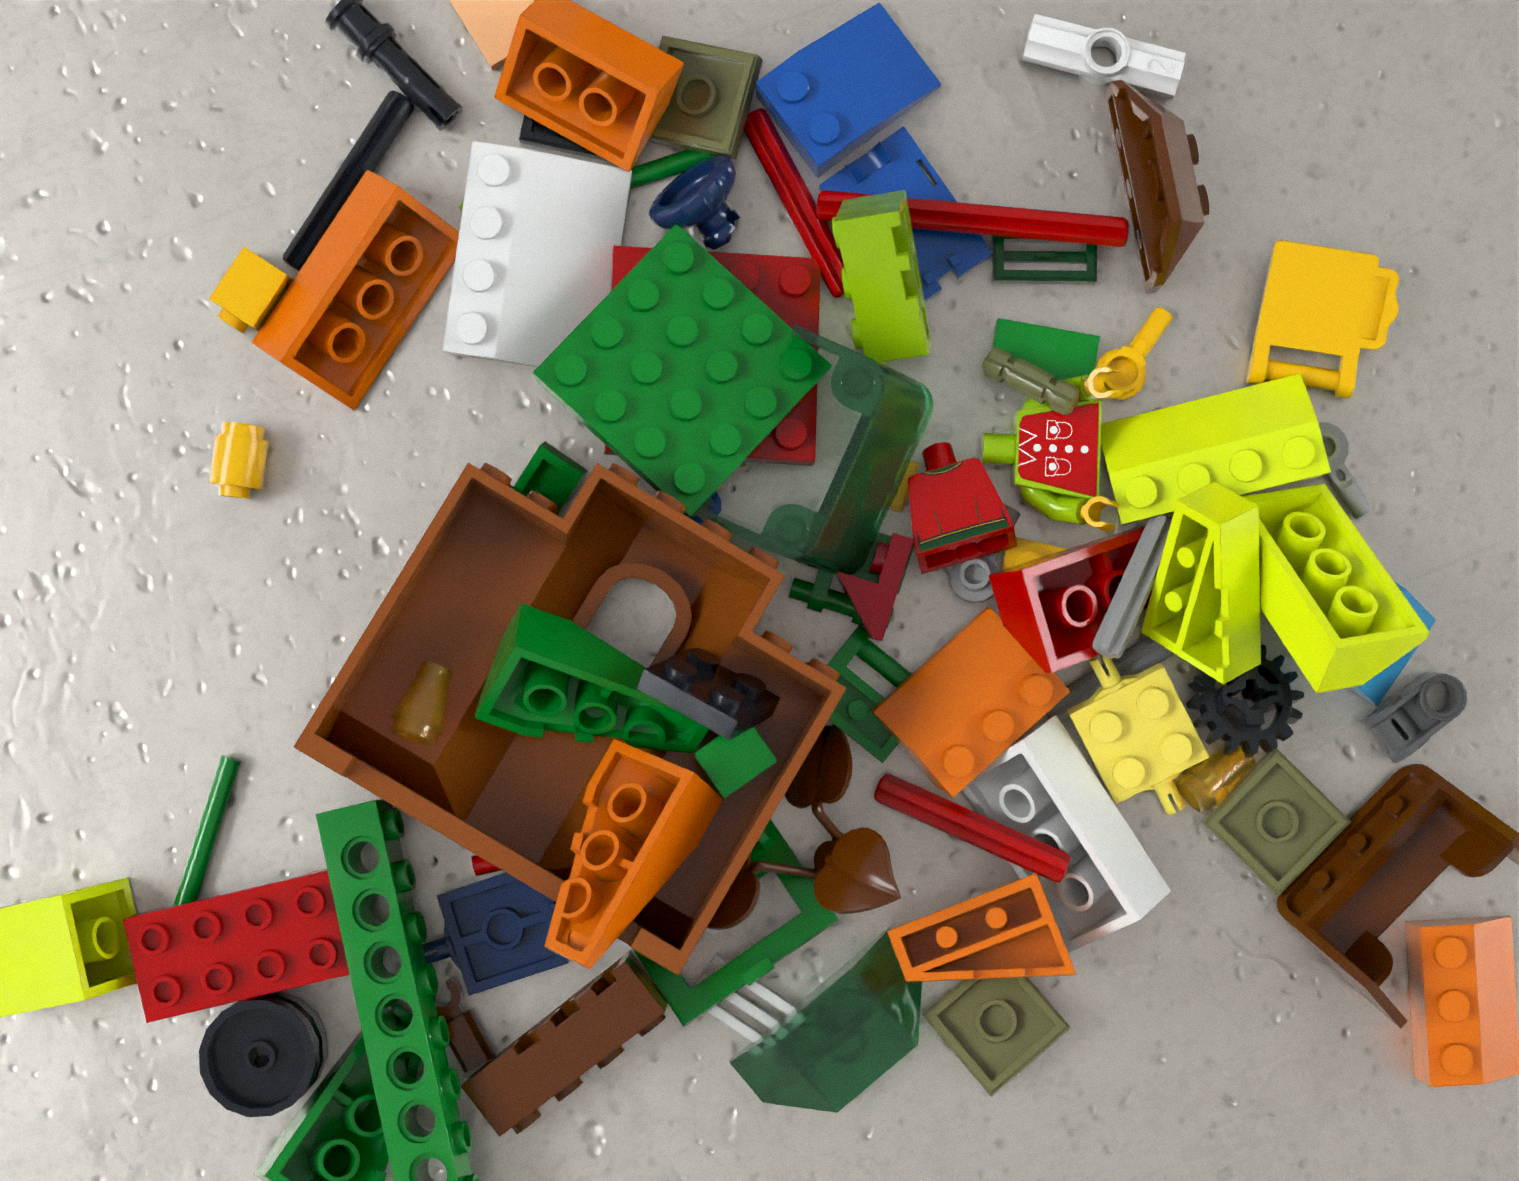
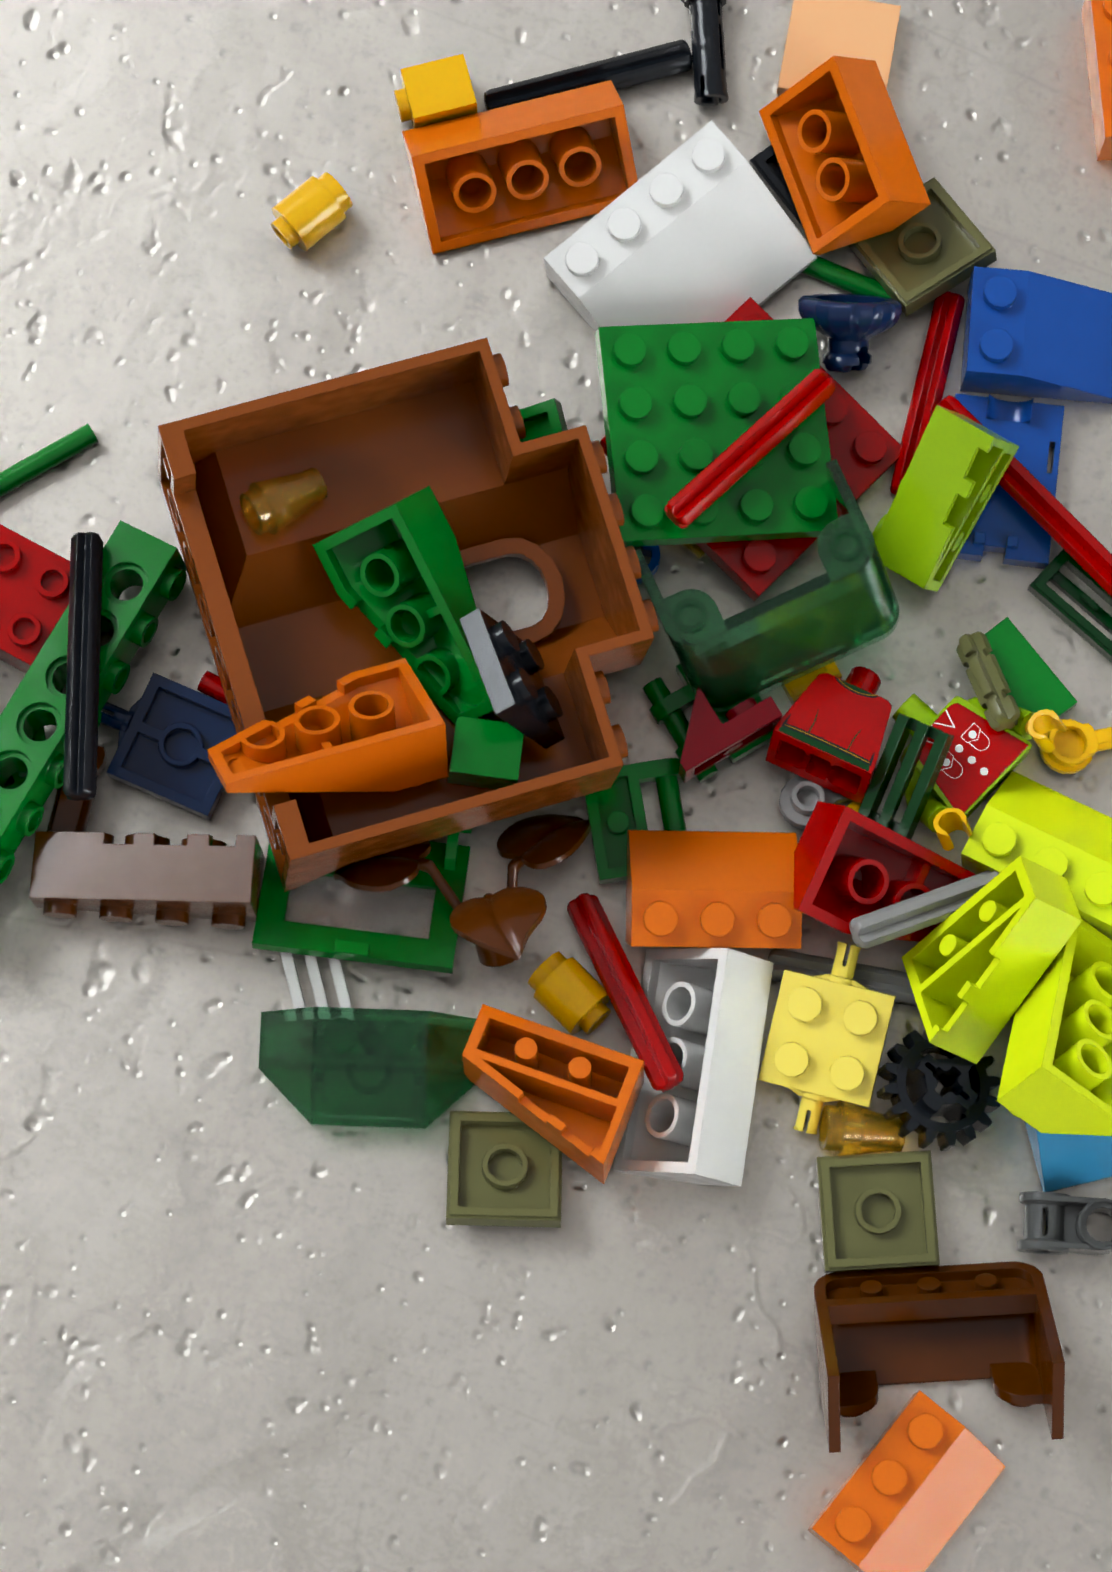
camera: 40 degrees right, 10 degrees down
(390, 948) = (83, 666): none -> black axle
(721, 366) = (750, 448): none -> red axle
(932, 860) = (570, 994): none -> yellow brick
(1046, 544) = (886, 768): none -> dark green tile

